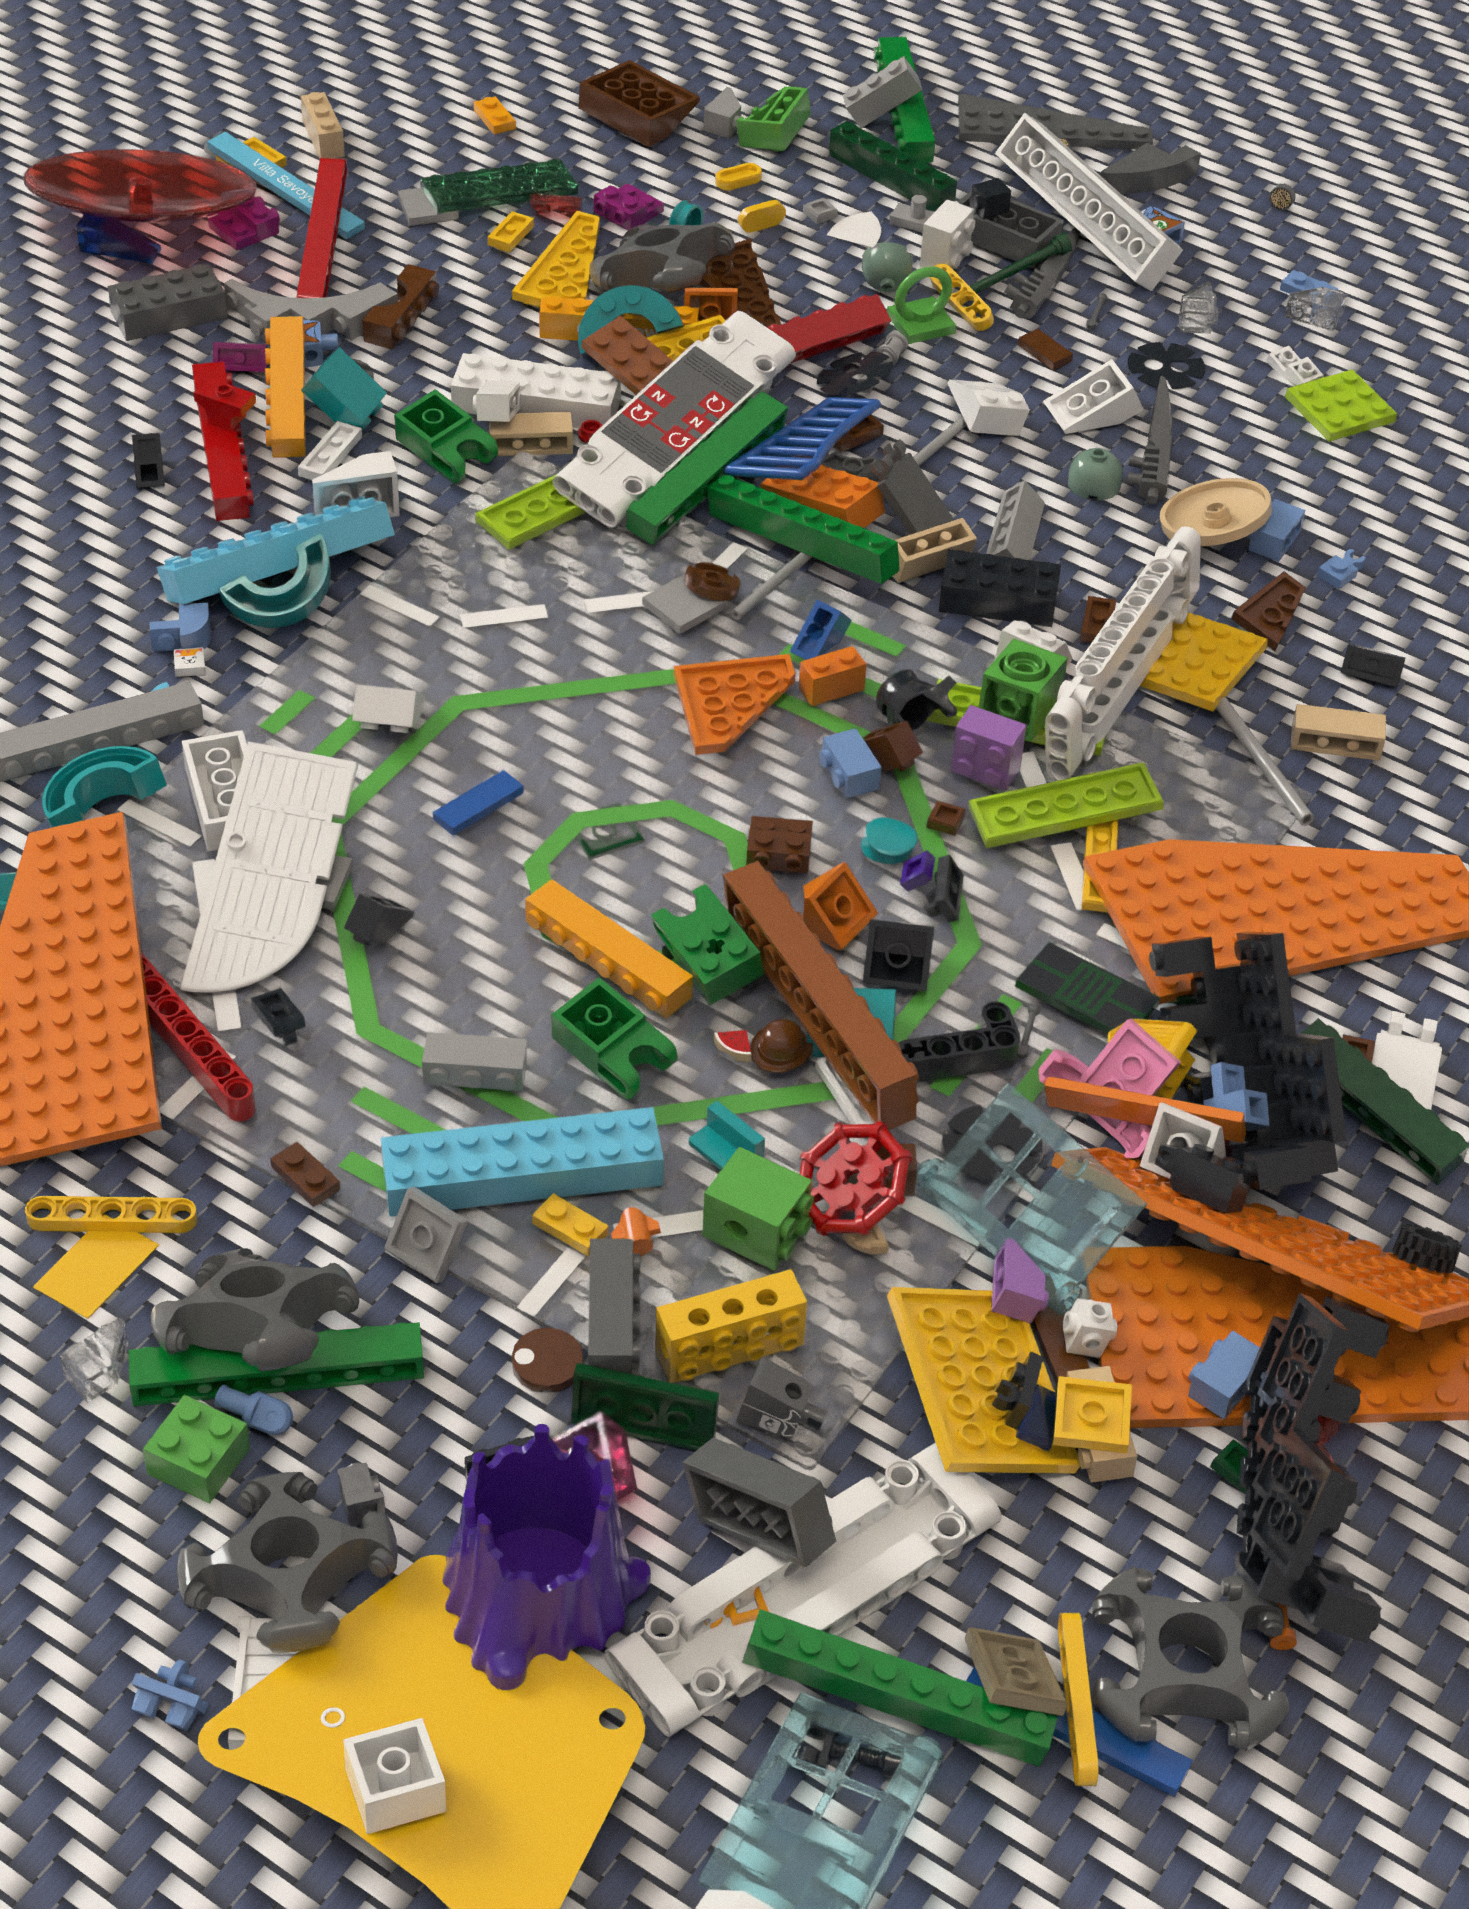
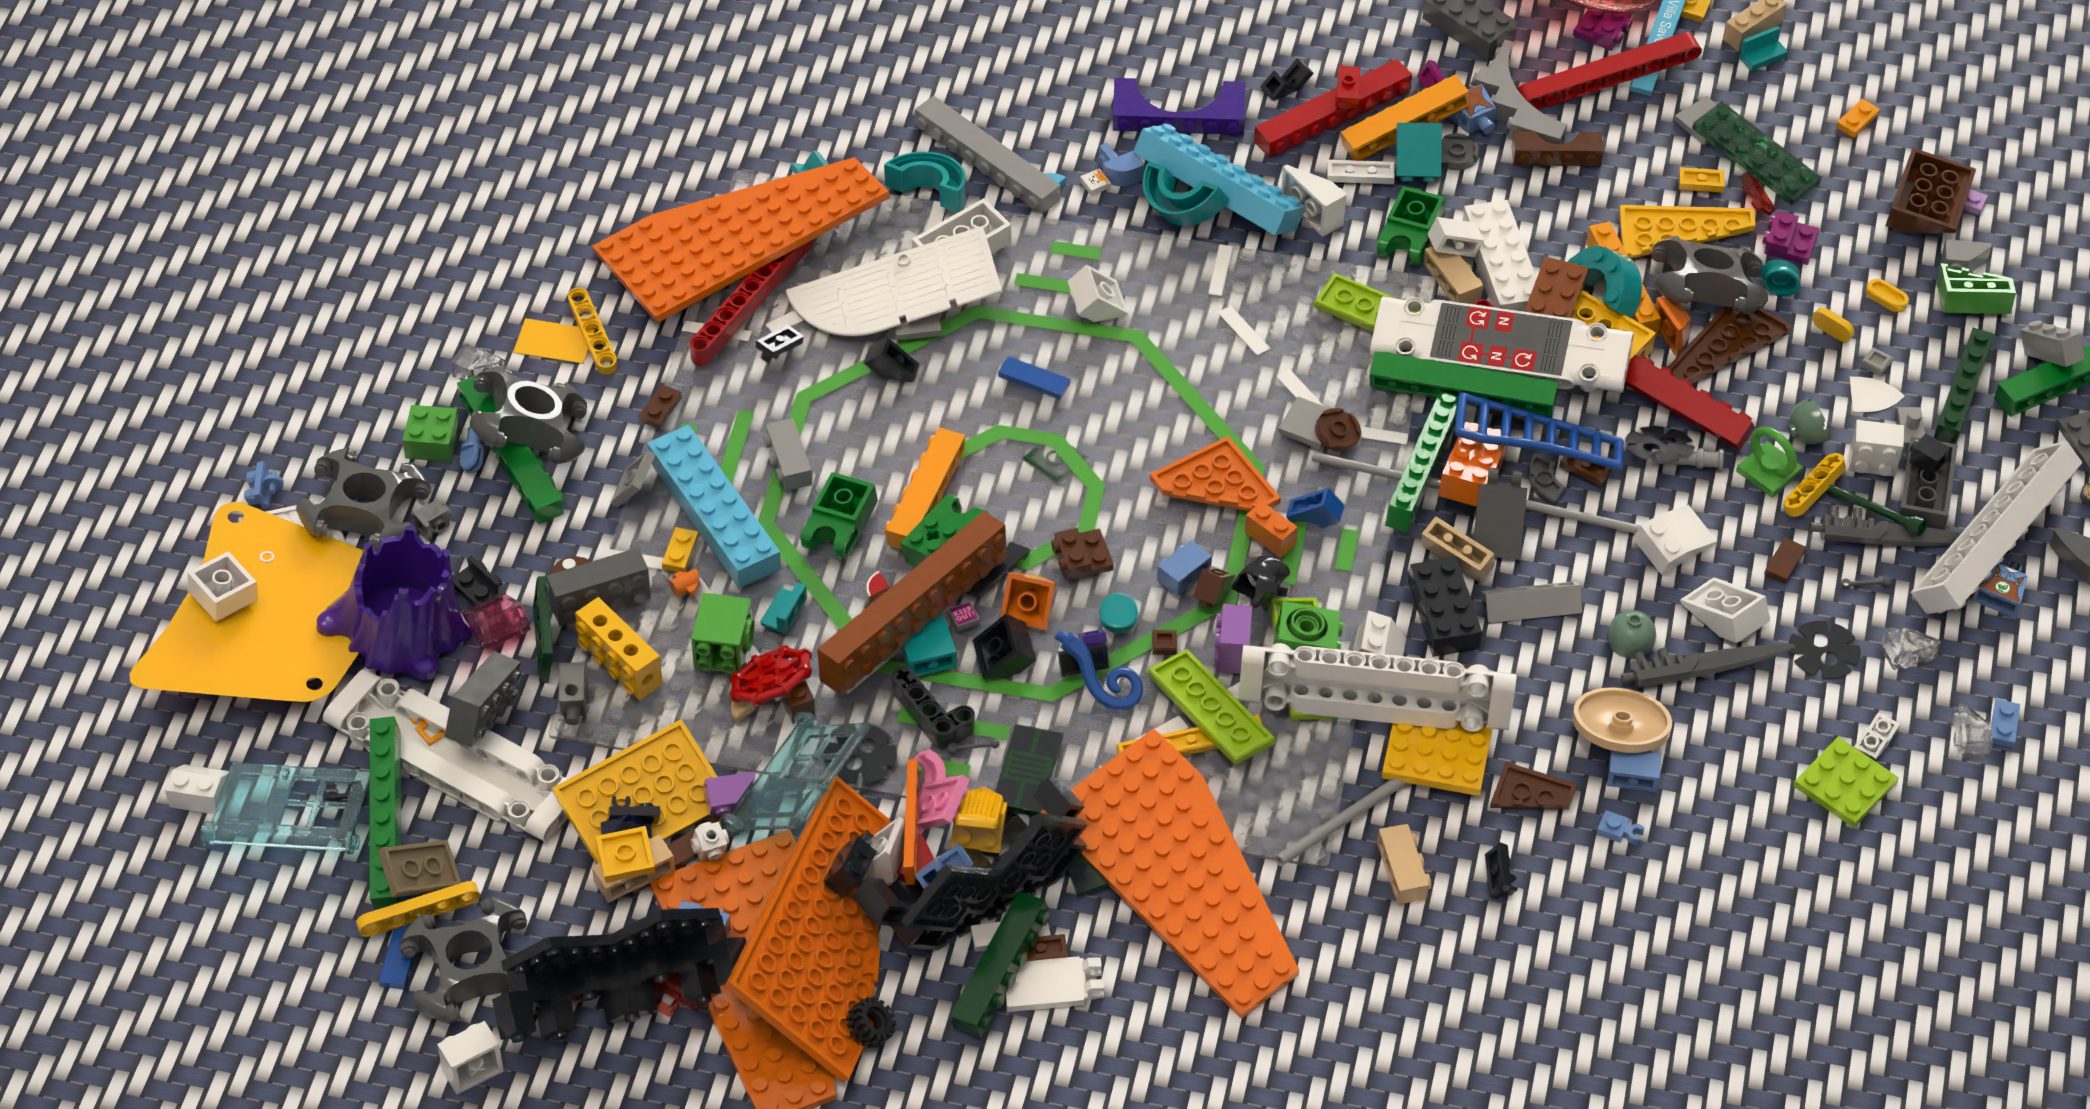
camera: 70 degrees right, 5 degrees up
(109, 592) = (1222, 116): none -> dark purple arch
(363, 138) = (1762, 49): none -> teal panel
(957, 876) = (1077, 648): none -> blue plant
(1363, 1700) = (470, 1057): none -> white brick

